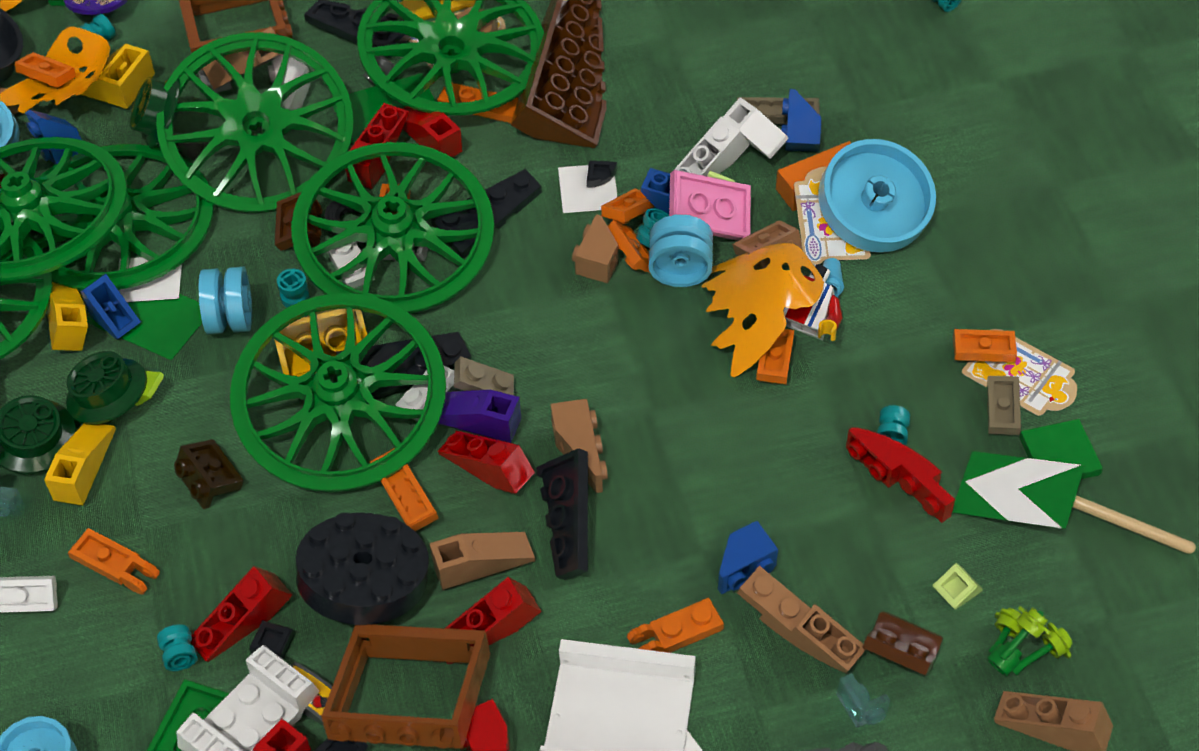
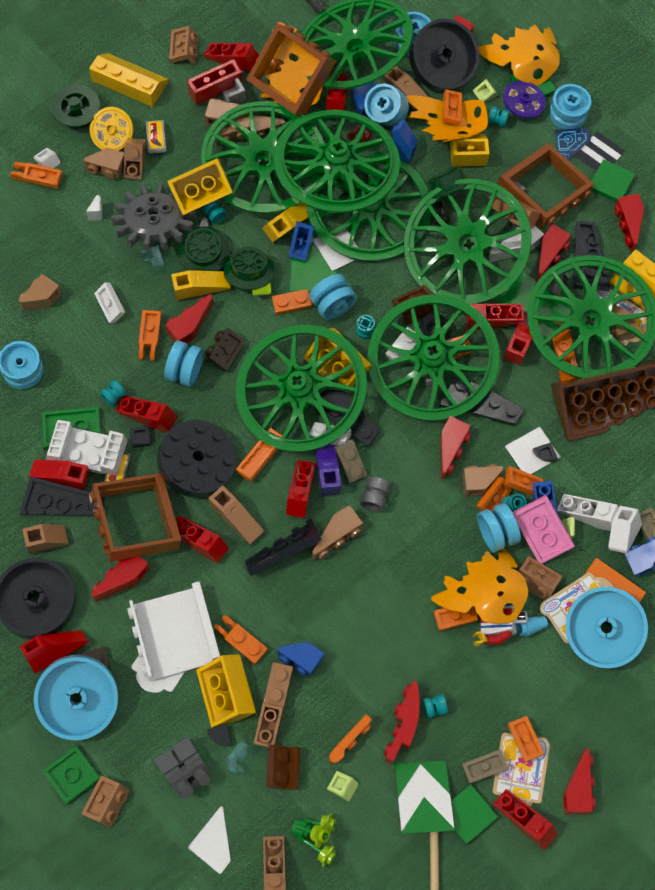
camera: 60 degrees right, 15 degrees up
(47, 32) = (485, 91): none -> yellowish green slope
(136, 504) = (187, 325): none -> red slope
(191, 363) = (291, 302): none -> orange plate
(199, 523) = (183, 363): none -> medium azure wheel
(326, 45) = (551, 246): none -> red slope
(526, 262) = (451, 439): none -> slope
(552, 373) = (375, 494): none -> flat silver wheel
(747, 679) = (225, 690): none -> yellow slope
(813, 715) = (220, 735): none -> black tile
(895, 546) = (349, 740): none -> orange hinge
(1074, 315) = (578, 792): none -> red slope
(1095, 387) = (526, 819): none -> red slope

